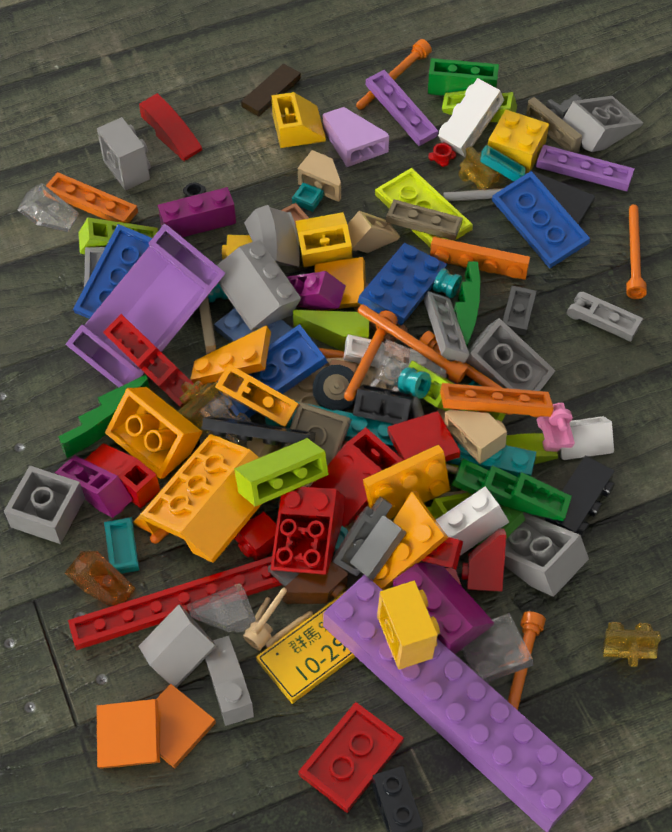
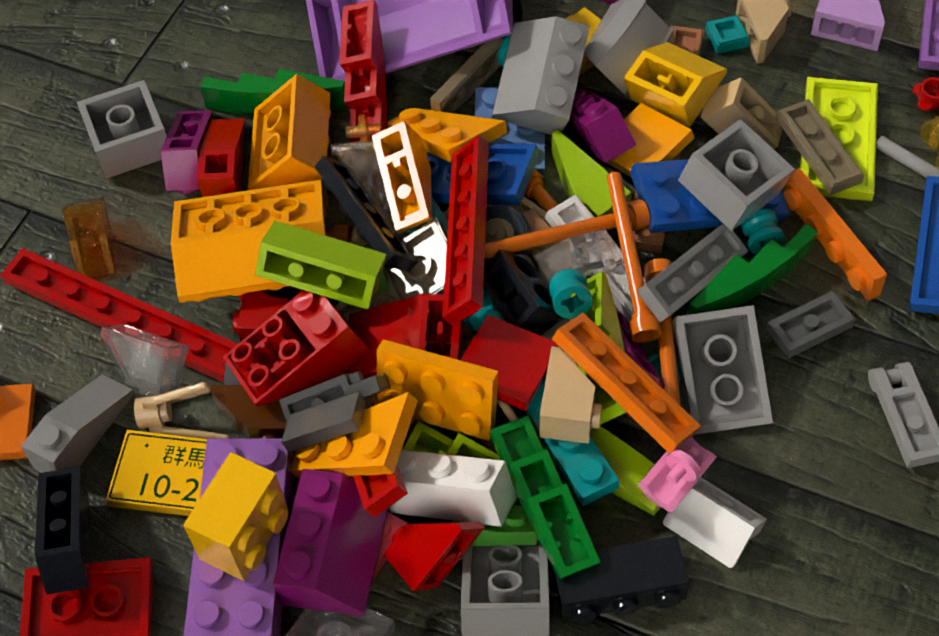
camera: 50 degrees right, 0 degrees up
(122, 545) = (146, 226): teal tile -> none
(176, 646) = (71, 356): light grey slope -> none
(303, 728) = (63, 531): none -> black brick
(329, 392) = (466, 232): none -> red plate
(419, 261) = (735, 174): none -> light grey brick

